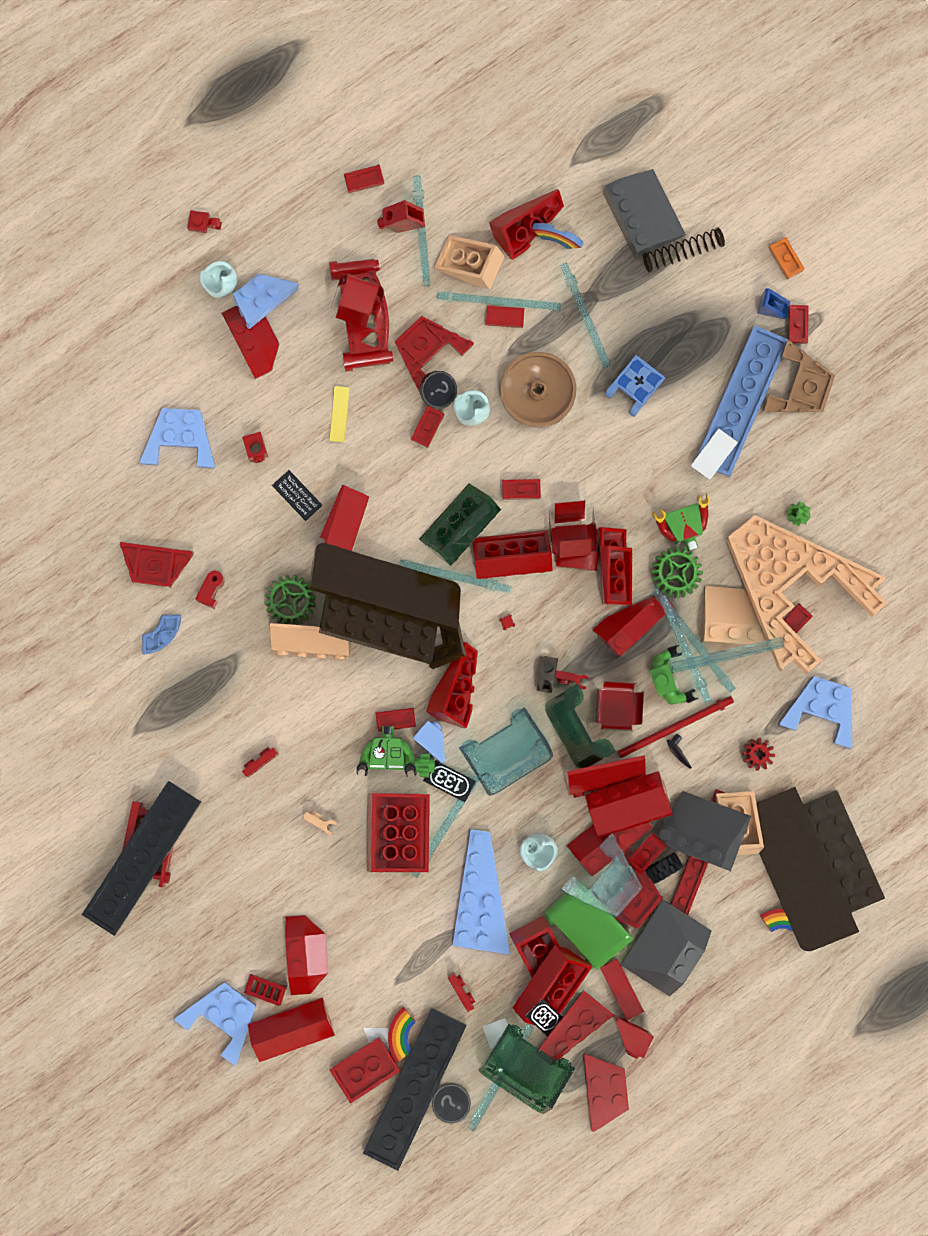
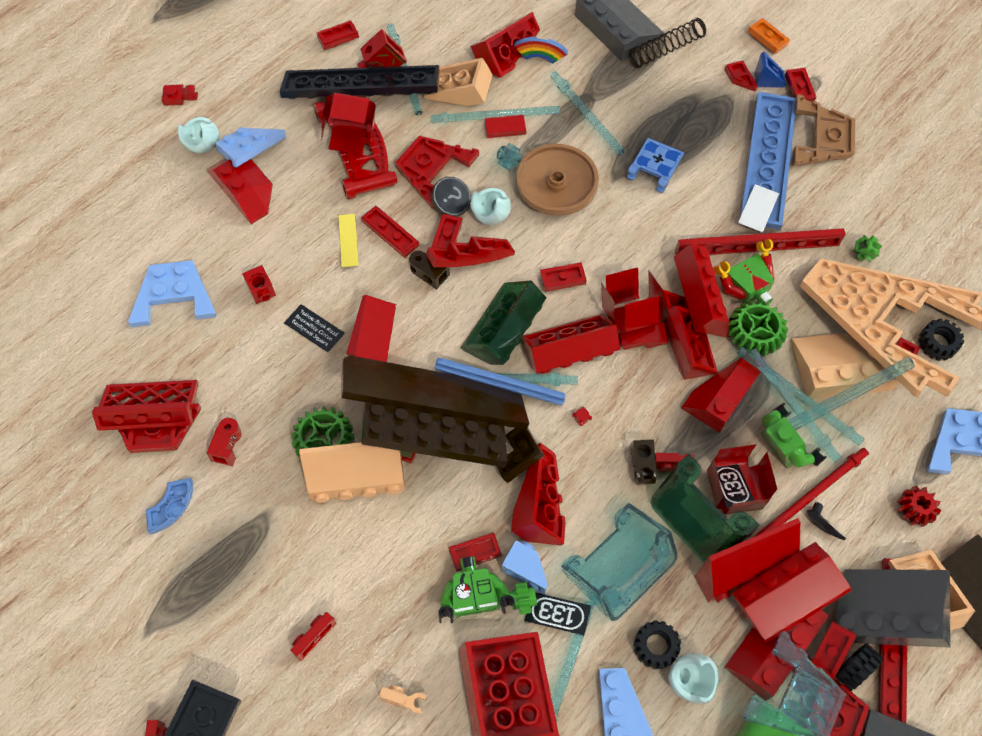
camera: 10 degrees left, 20 degrees down
(148, 556) = (149, 413): none -> red fence
(376, 245) = (360, 81): none -> black plate
(378, 411) = (390, 231): none -> red tile
(403, 459) = (424, 270): none -> dark brown leg
(445, 452) = (476, 252): none -> red slope
(445, 580) = (500, 381): none -> medium blue axle
(500, 355) = (509, 156): none -> clear light blue gear
(506, 820) = (668, 634): none -> black tyre
(612, 708) = (733, 485): none -> black sticker
(636, 531) = (702, 291): none -> red slope
(699, 488) = (780, 241): none -> red tile
(745, 298) = (740, 75): none -> red tile
(844, 613) = (946, 330): none -> black tyre

